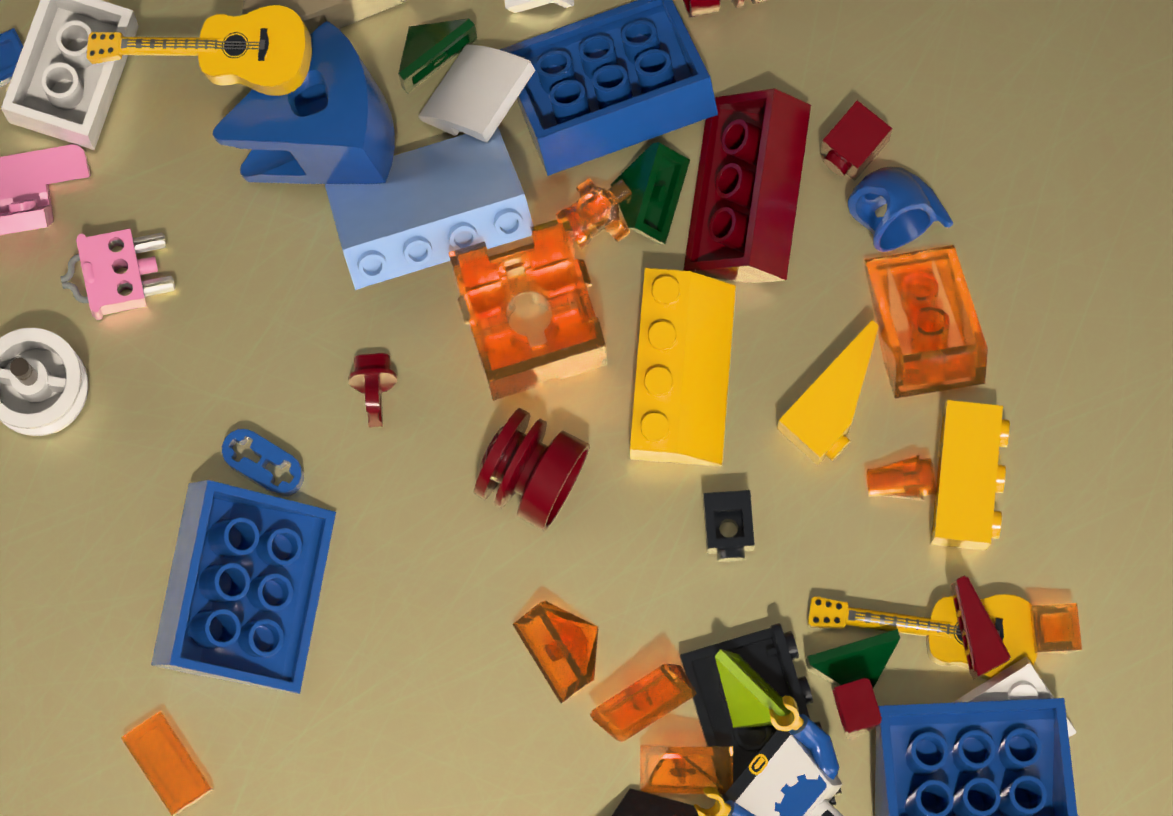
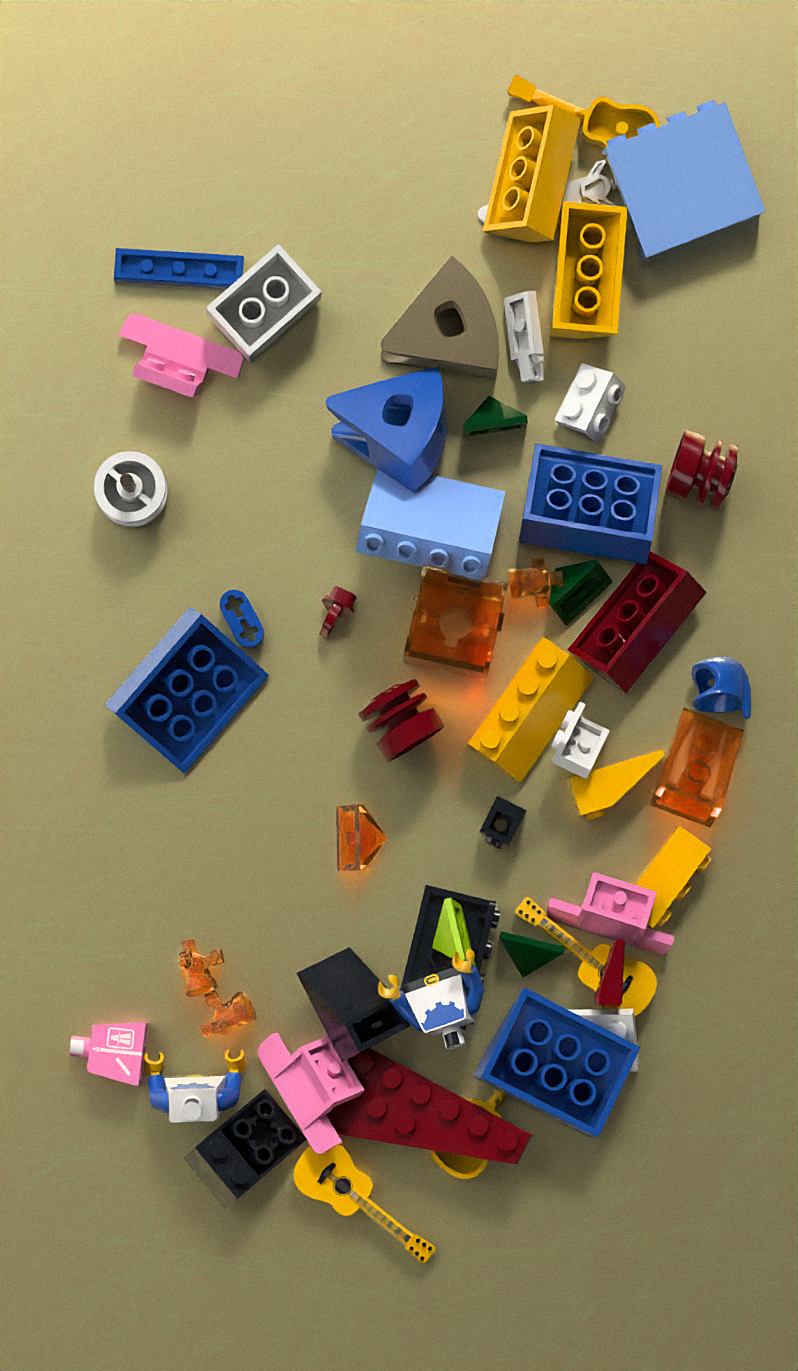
camera: 25 degrees right, 5 degrees up
(100, 269) = (211, 439): bright pink piece -> none
(167, 763) = (80, 769): clear orange tile -> none
(258, 49) = (384, 364): yellow piece -> none
(477, 92) = (505, 464): white slope -> none
(644, 702) = (387, 901): clear orange slope -> none
(685, 768) = (389, 955): clear orange slope -> none
(764, 372) = (579, 744): none -> white bracket
(855, 141) = (720, 630): dark red brick -> none
(857, 707) = (511, 980): dark red slope -> none
(903, 479) = (625, 857): clear orange cone -> none
(930, 550) = (615, 912): none -> bright pink plate
(1056, 628) = (662, 1002): clear orange slope -> none

